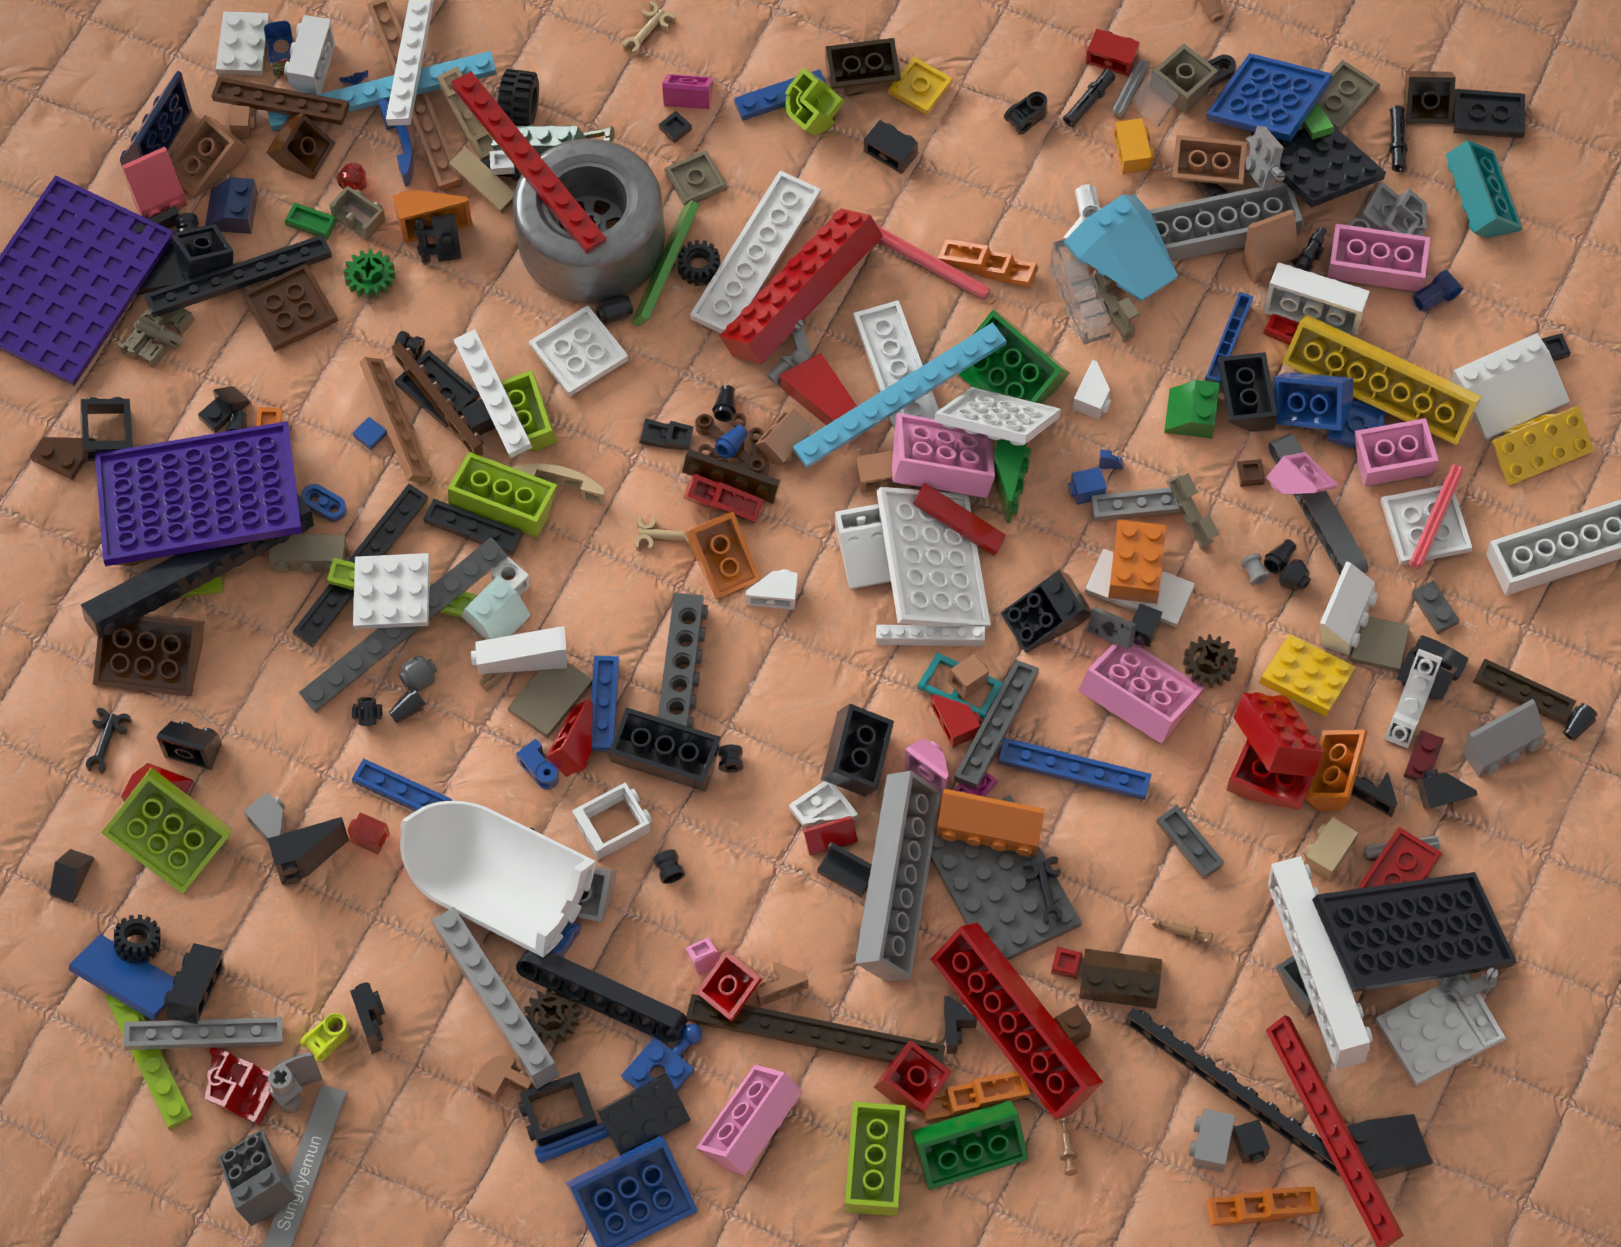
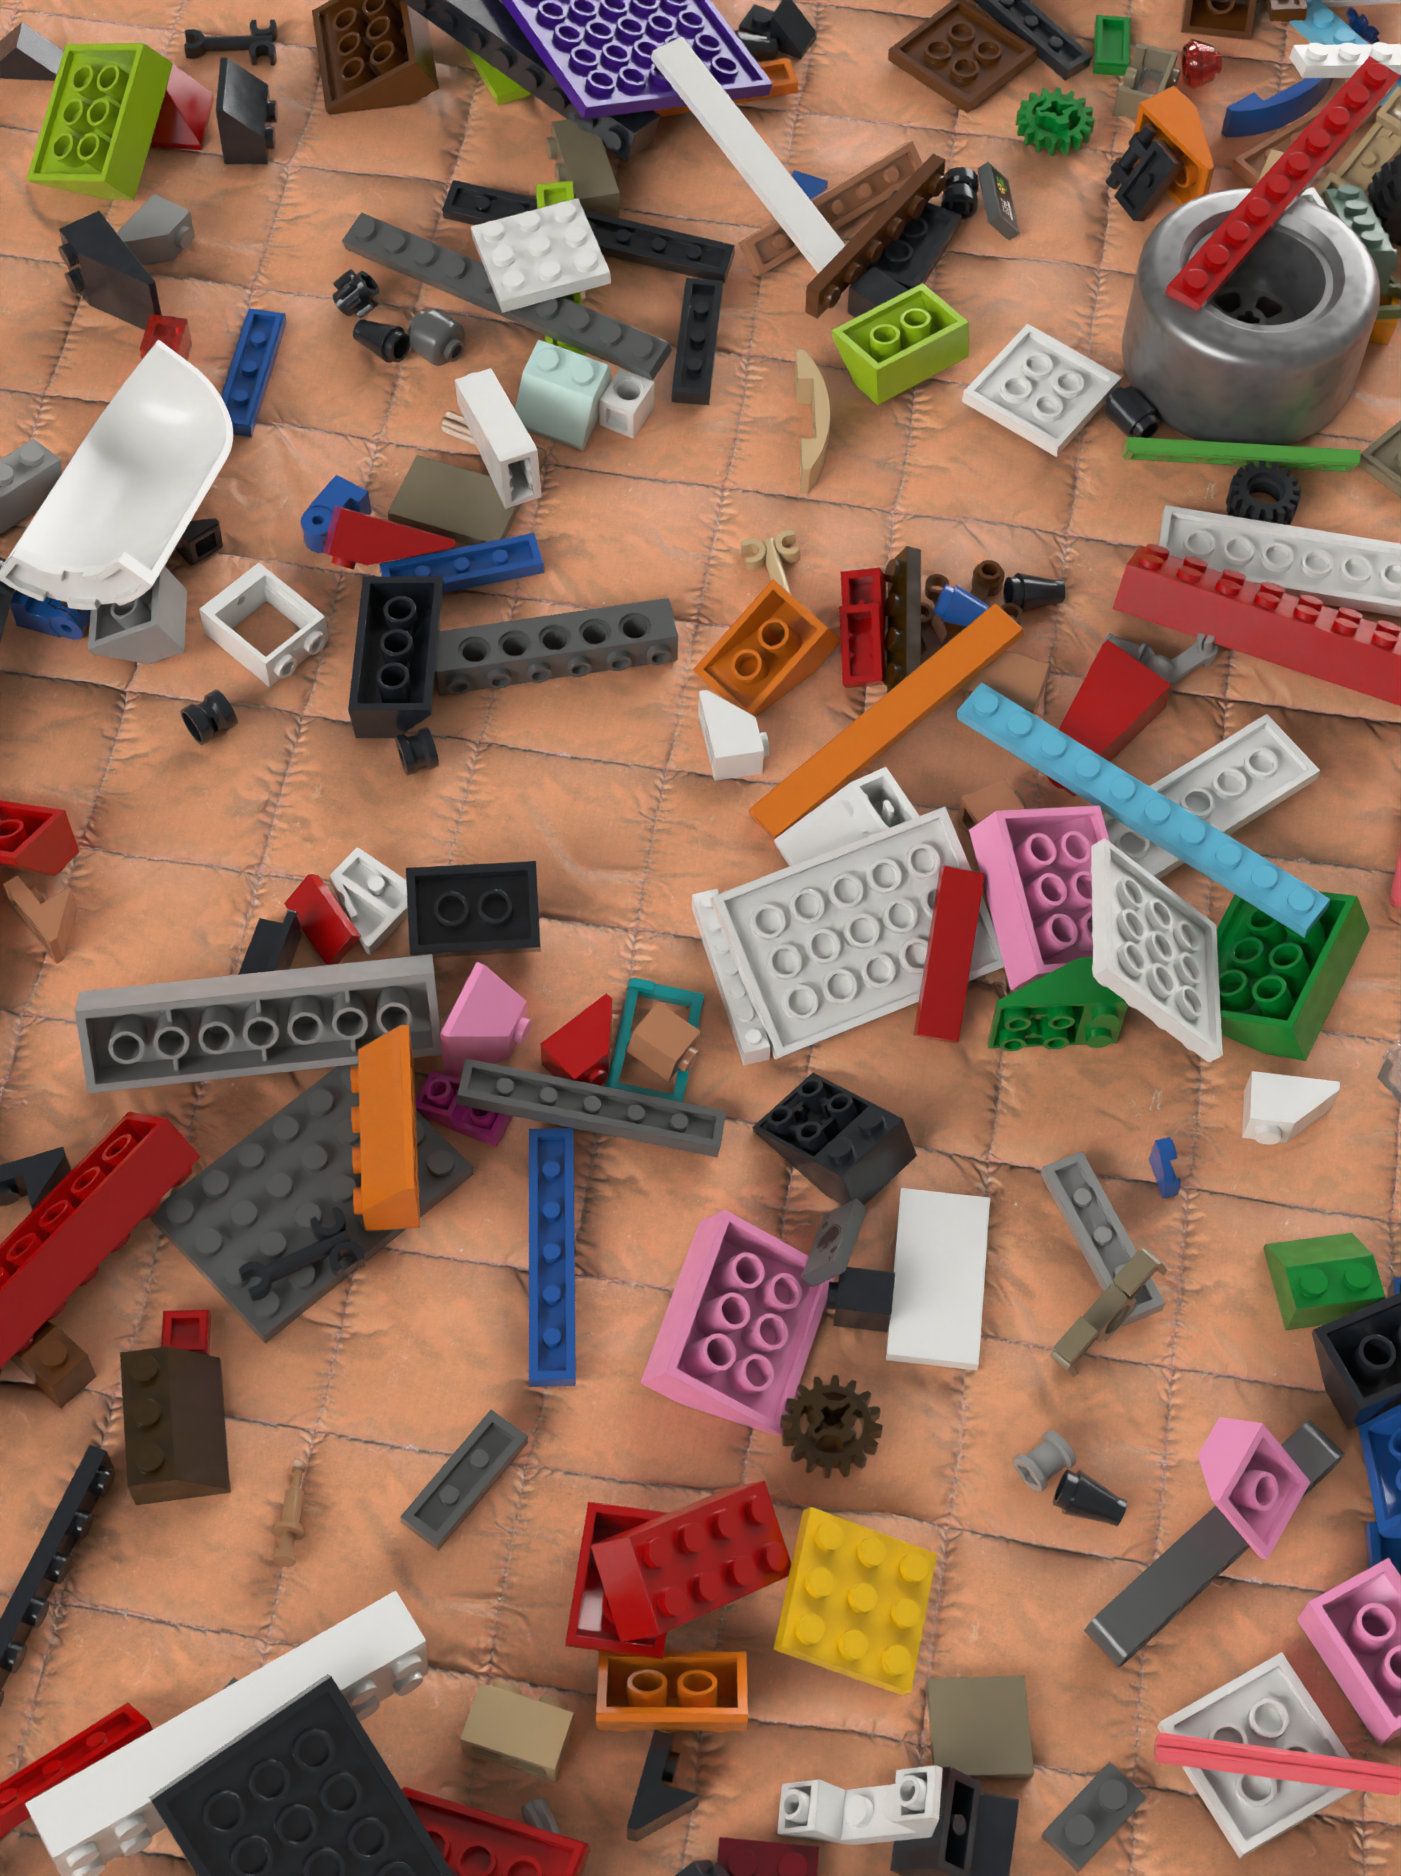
camera: 70 degrees right, 5 degrees down
(325, 503) = (671, 168): blue plate -> none
(353, 449) = (748, 152): none -> white tile
(423, 326) = (998, 201): none -> dark grey tile
(493, 393) = (909, 289): white plate -> none
(502, 494) = (757, 352): lime slope -> none
(667, 436) = (948, 532): black slope -> none
(703, 955) = (79, 801): bright pink slope -> none
(799, 504) = (887, 721): none -> orange tile
(1086, 484) = (1101, 1140): blue brick -> none
(1137, 561) = (975, 1249): orange brick -> none
(1250, 472) = (1242, 1403): reddish brown tile -> none
(1295, 576) = (1056, 1532): black cone -> none
(1347, 610) = (1014, 1637): white slope -> none

